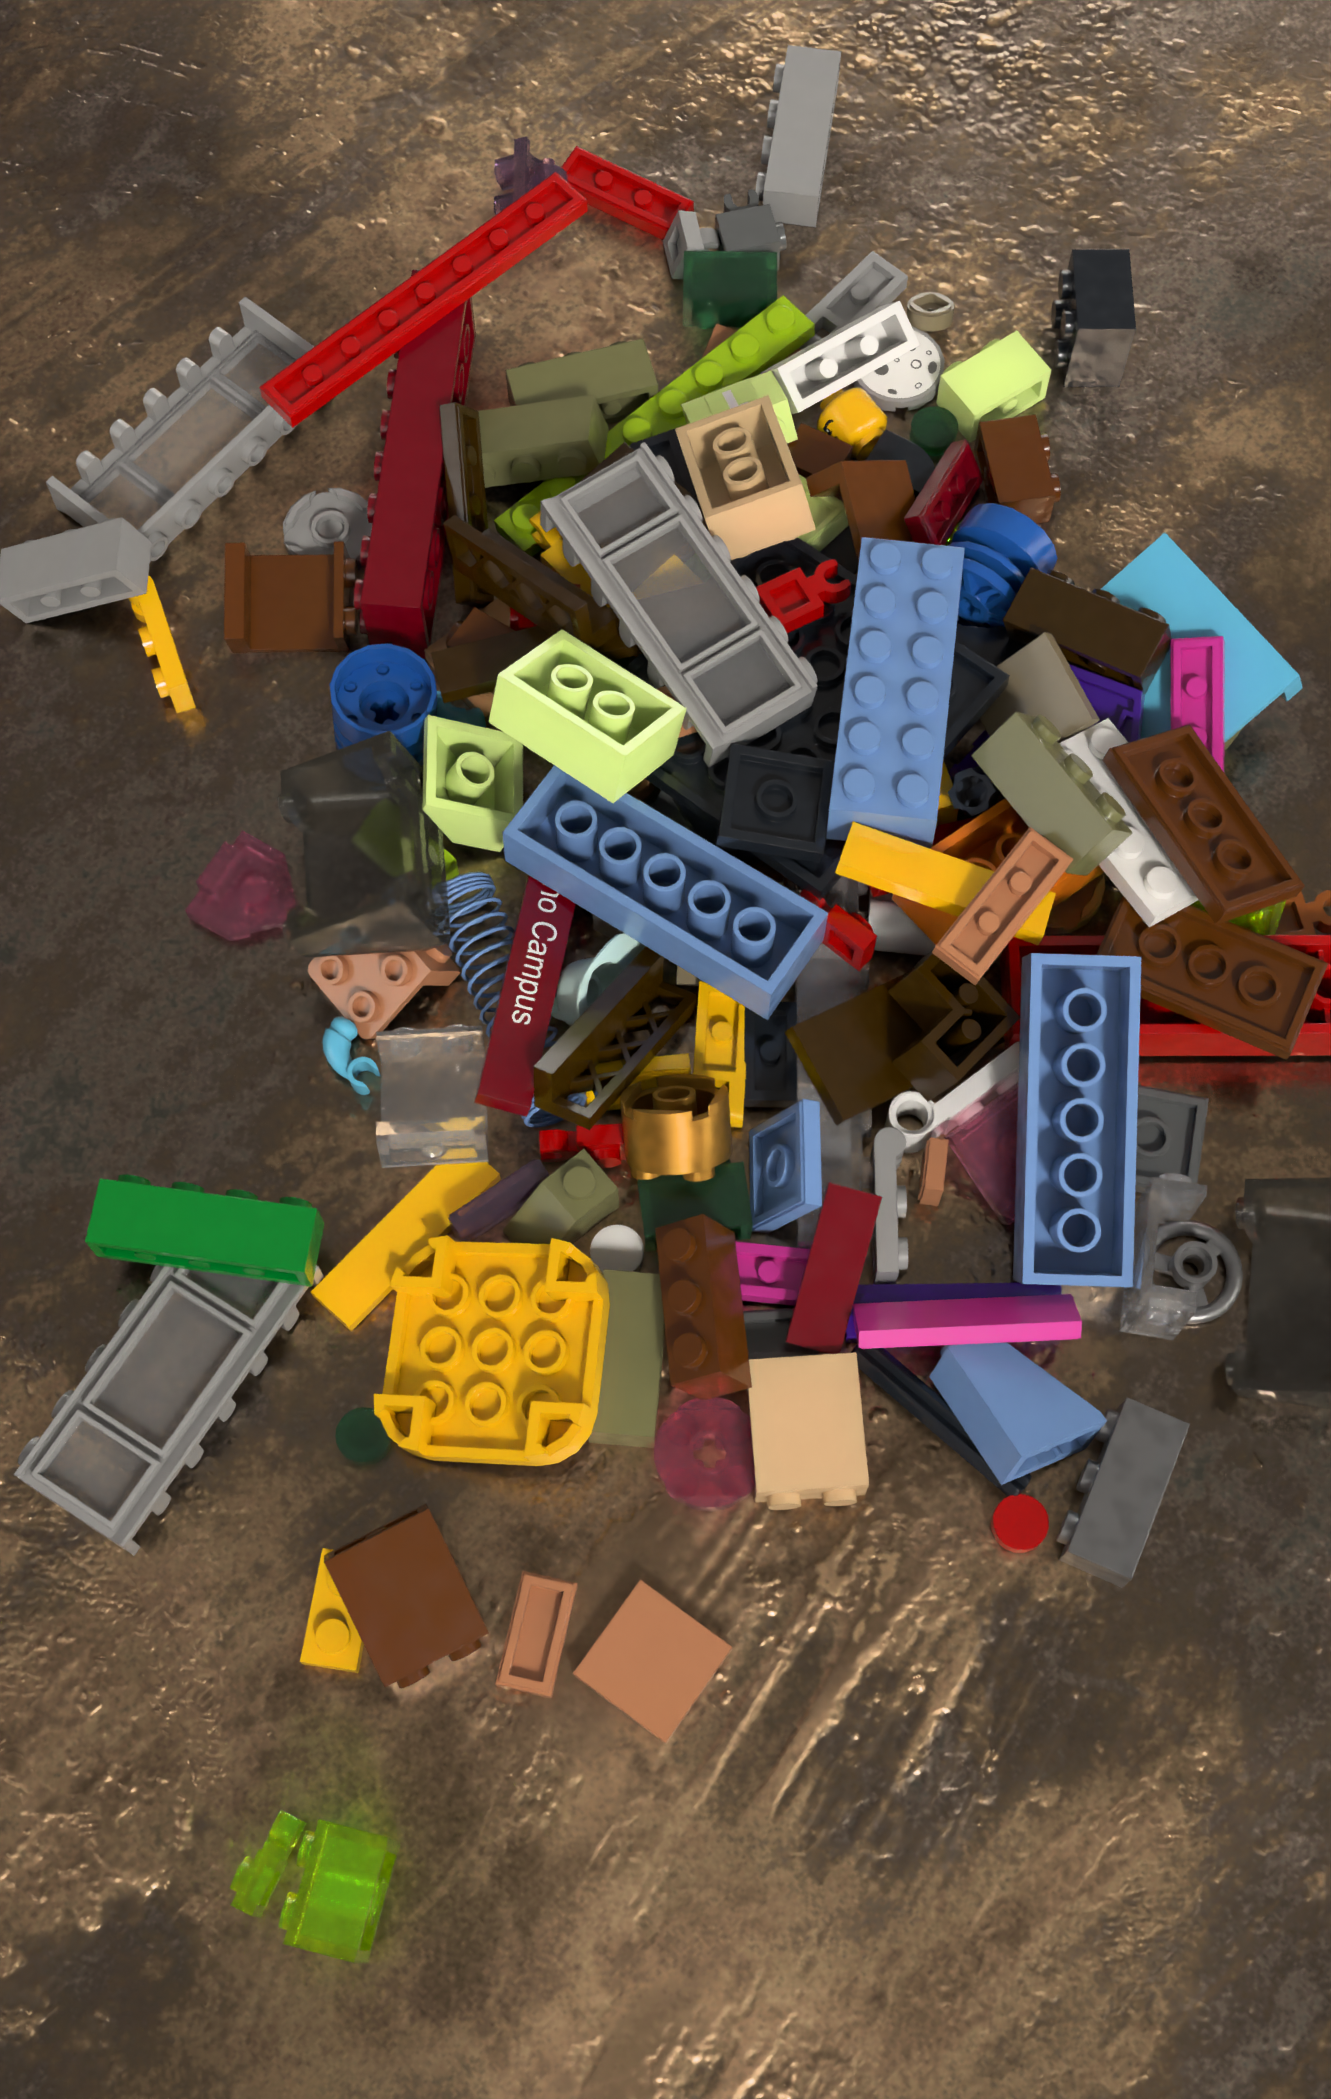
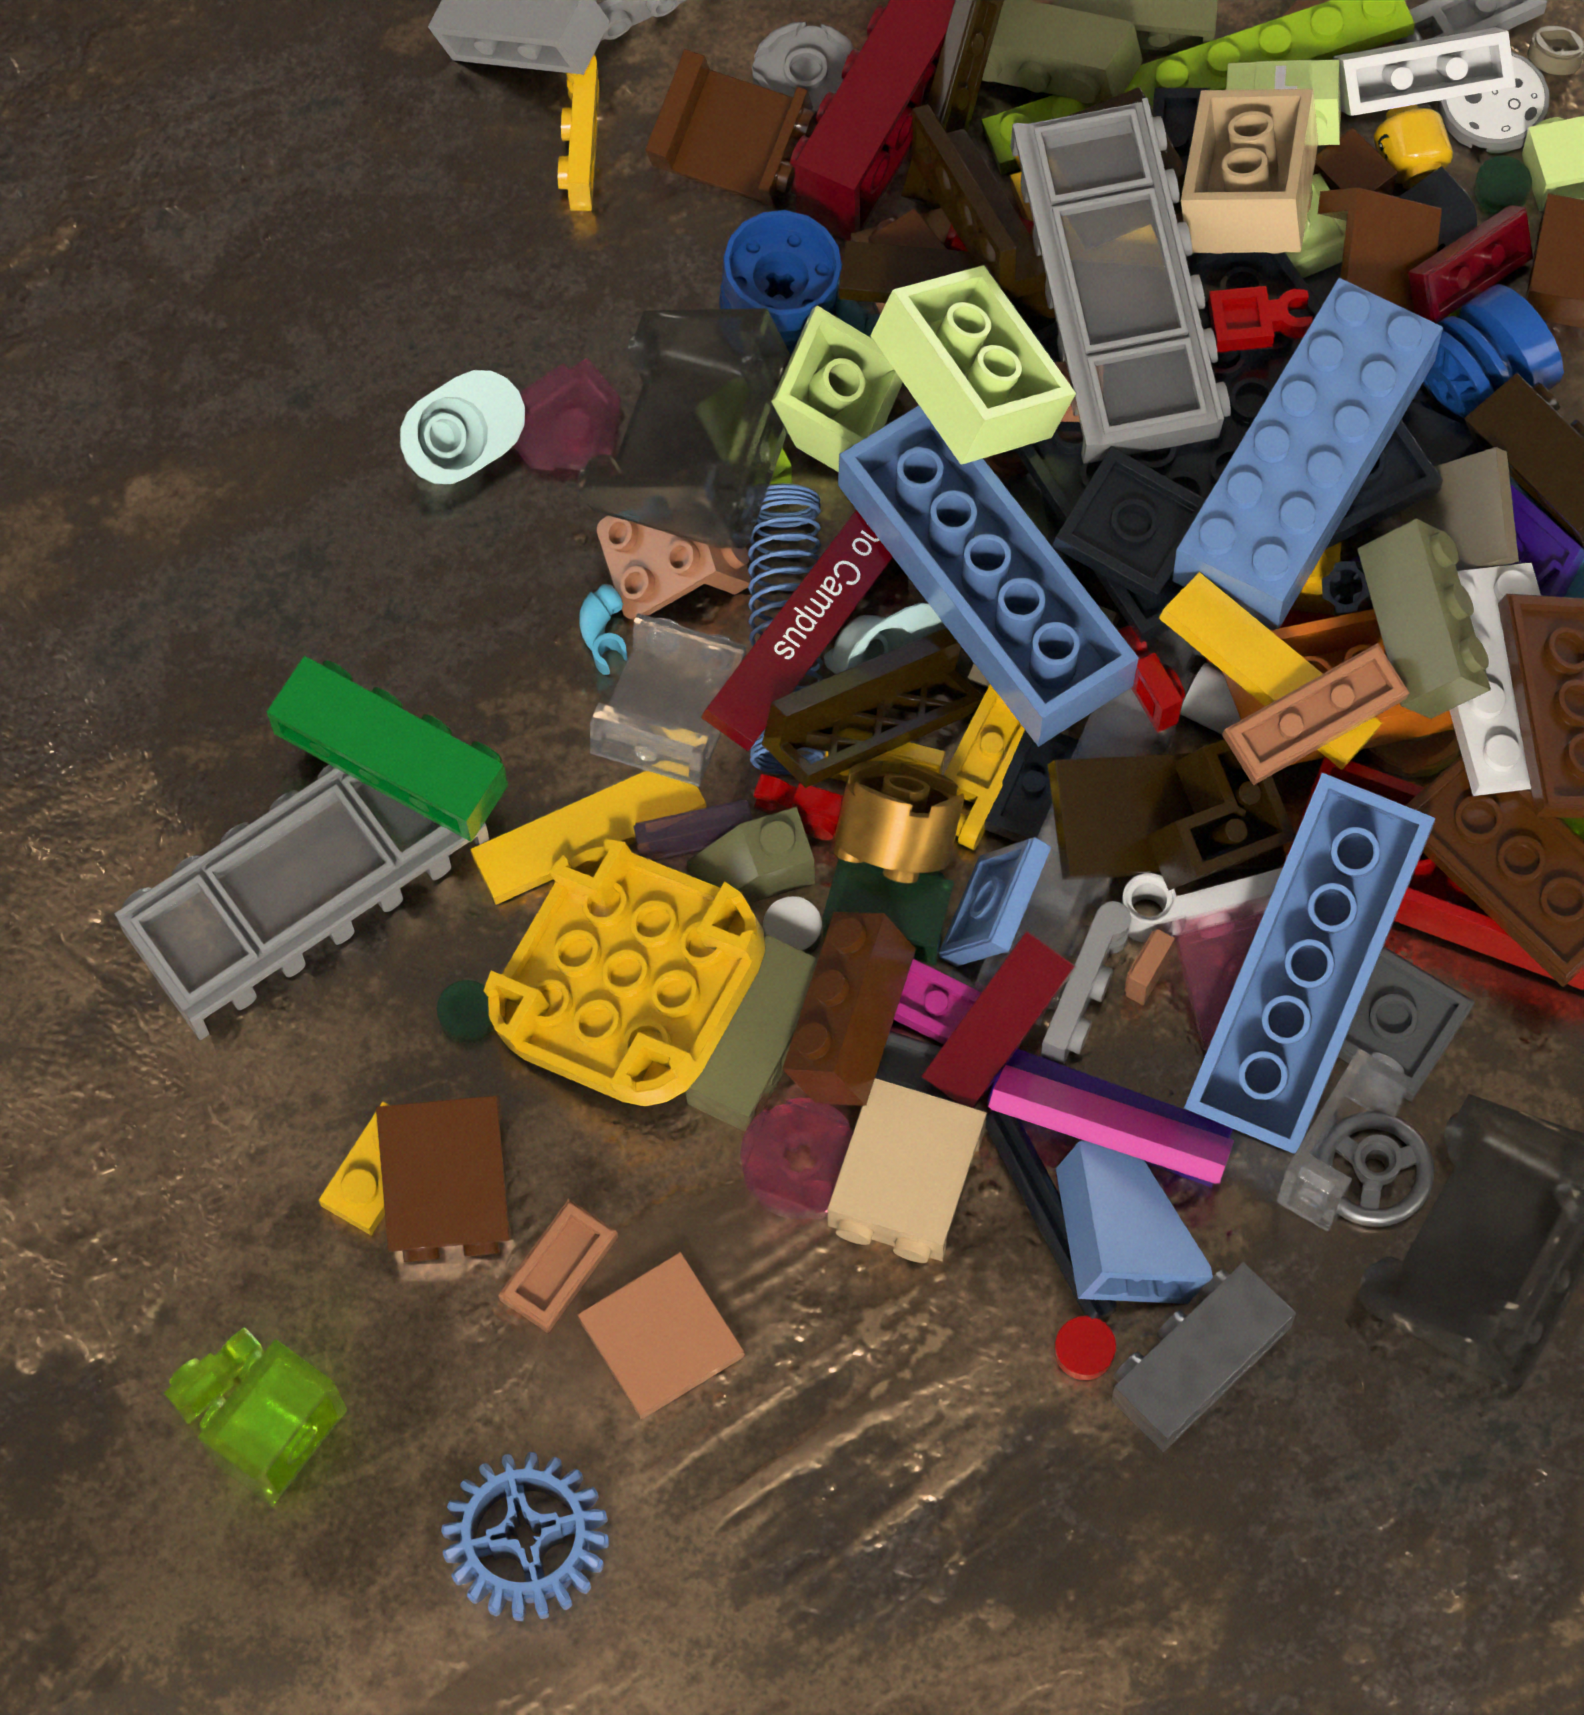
camera: 25 degrees right, 0 degrees up
(158, 927) = (462, 426): none -> light aqua piece
(568, 1930) = (498, 1543): none -> medium blue gear

